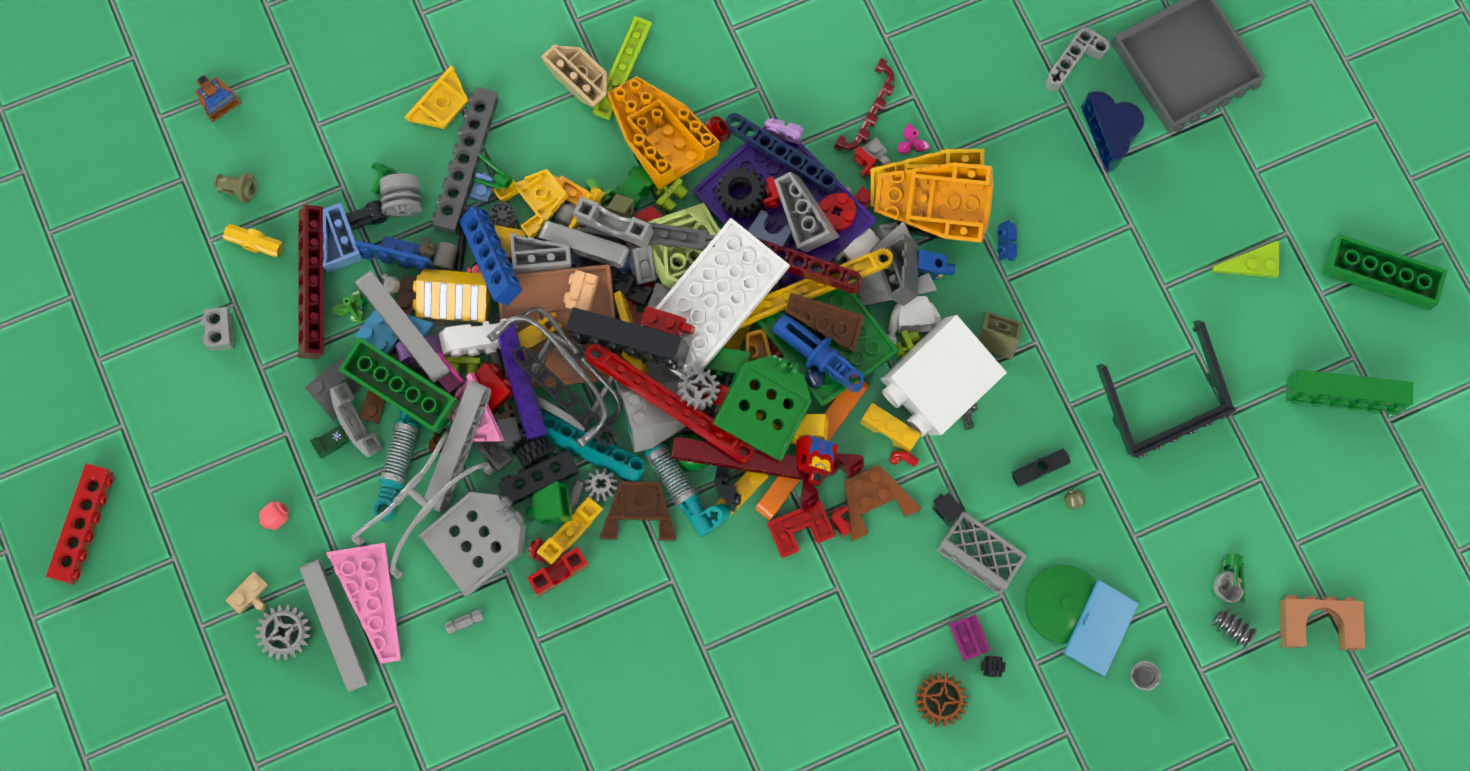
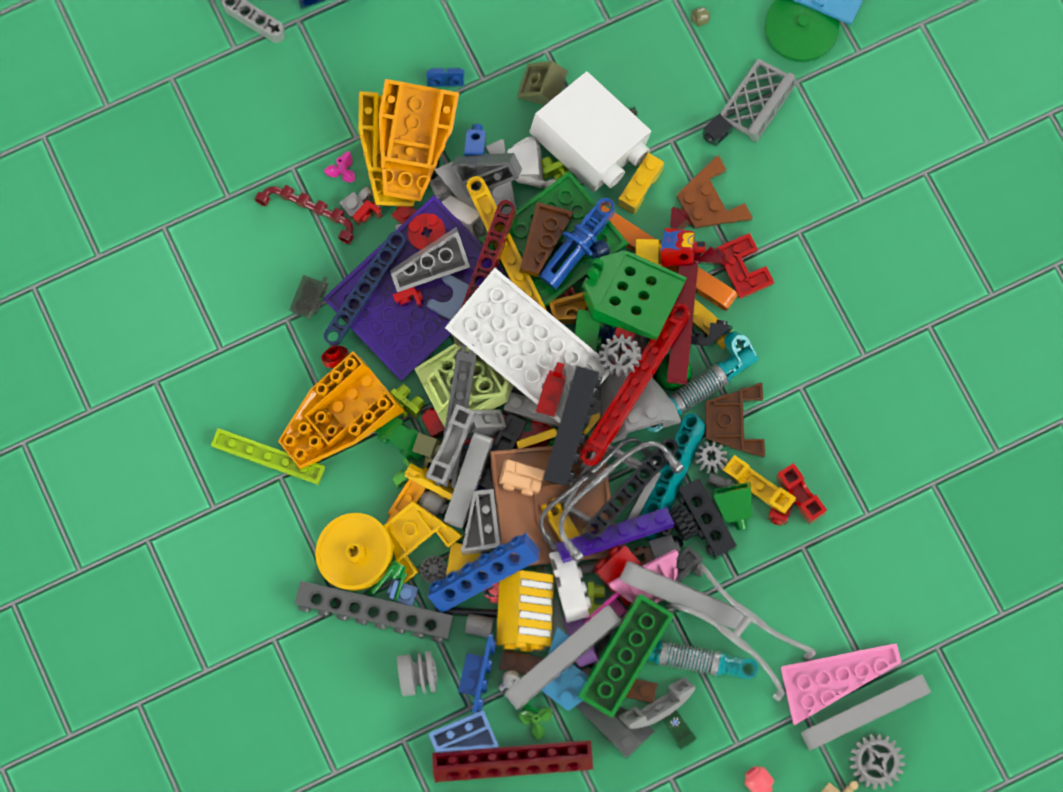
camera: 80 degrees left, 0 degrees up
(368, 215) = (435, 707): black piece -> none
(383, 171) = (388, 694): green plant -> none
(427, 248) = (470, 645): dark tan piece -> none
(434, 441) = (678, 622): reddish brown piece -> none
(440, 102) = (309, 641): yellow wing -> none
(463, 622) = (854, 585): light grey axle -> none
(504, 527) = (797, 590): light grey hinge -> none
(523, 142) = (354, 551): none -> yellow dish
(577, 73) = (278, 498): tan wedge -> none
(735, 179) = (396, 315): black tyre -> none
(779, 105) = (307, 296): none -> clear smoke bracket
(789, 133) = (343, 279): lavender hinge -> none
(841, 525) = (737, 229): red bracket -> none
(904, 456) = (666, 173): red arm -> none
(942, 691) = (893, 133): dark orange gear -> none
(969, 637) = (839, 110): magenta plate -> none
(993, 666) = (866, 88): black gear -> none
(1051, 463) = (678, 54): black piece -> none

